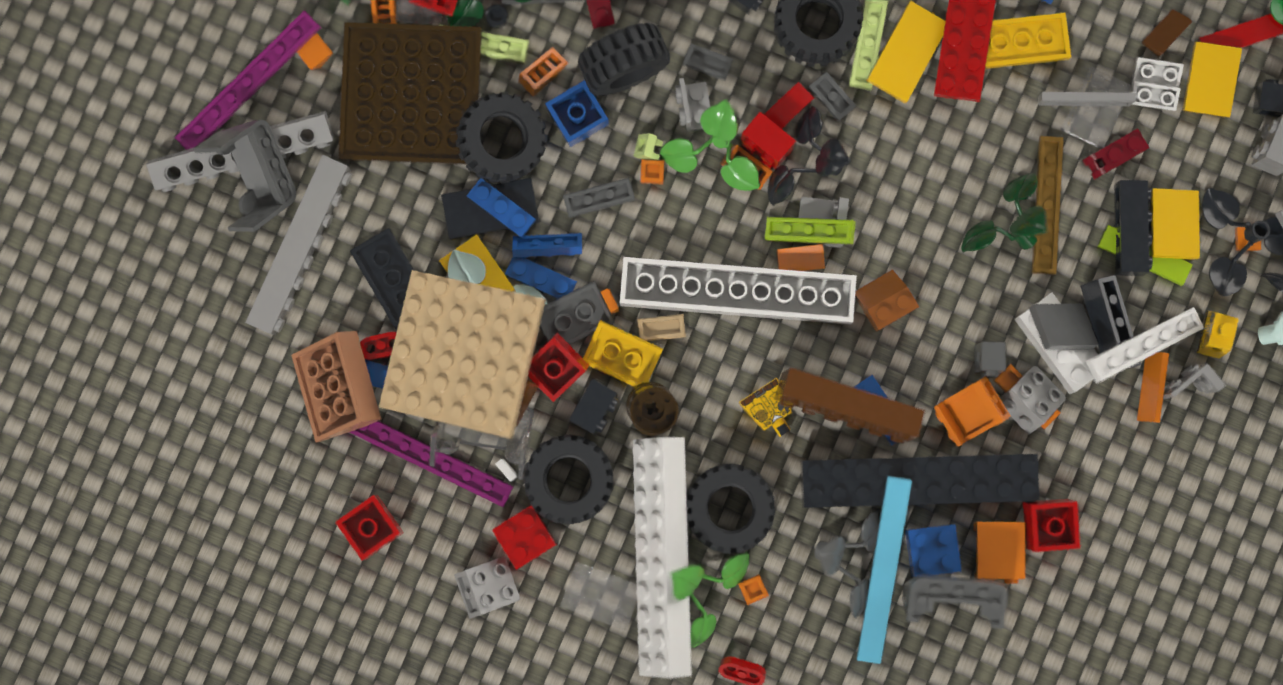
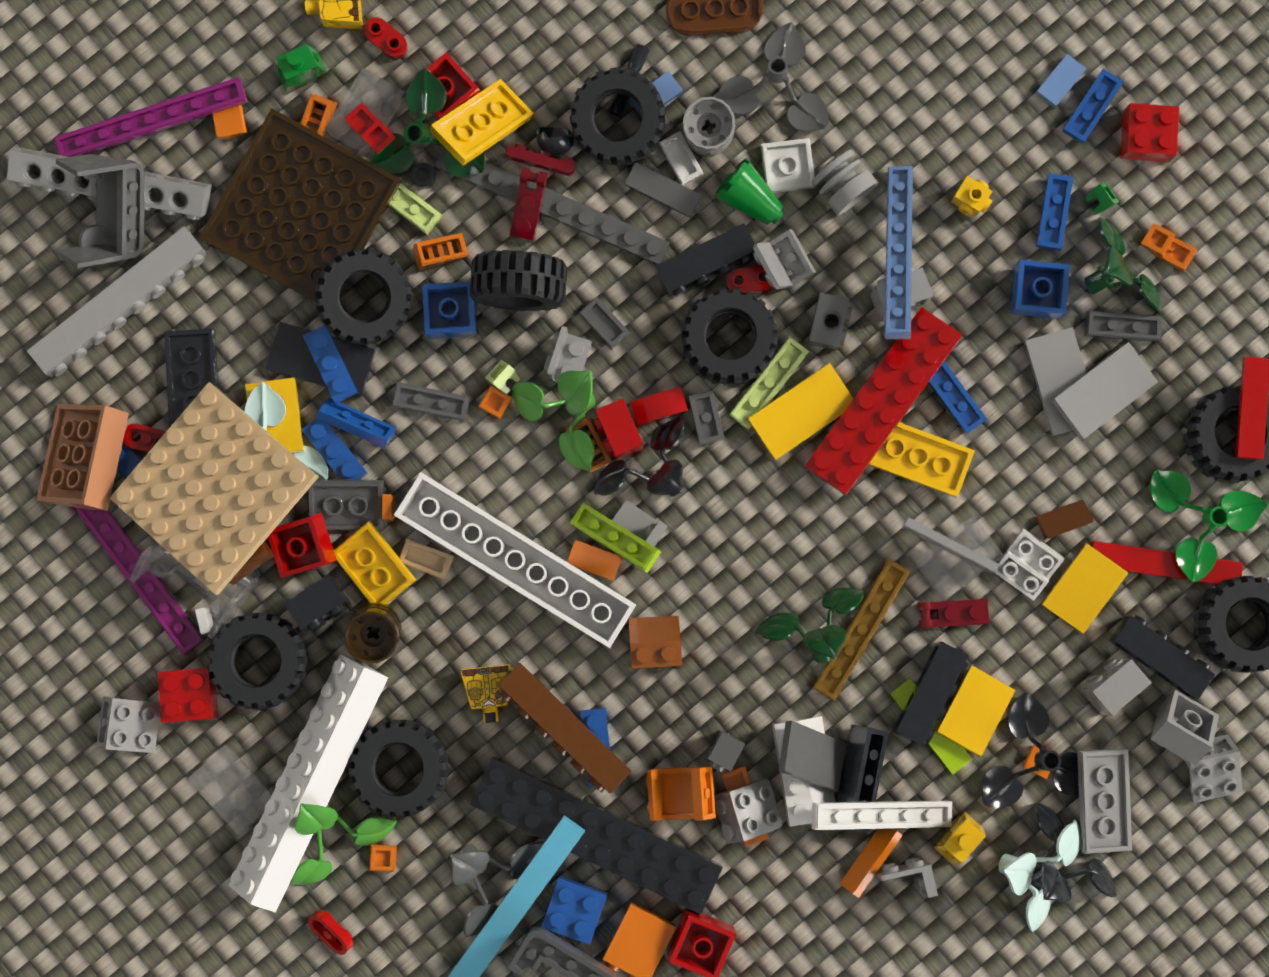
camera: 15 degrees right, 0 degrees up
(369, 527) = (43, 609): red brick -> none

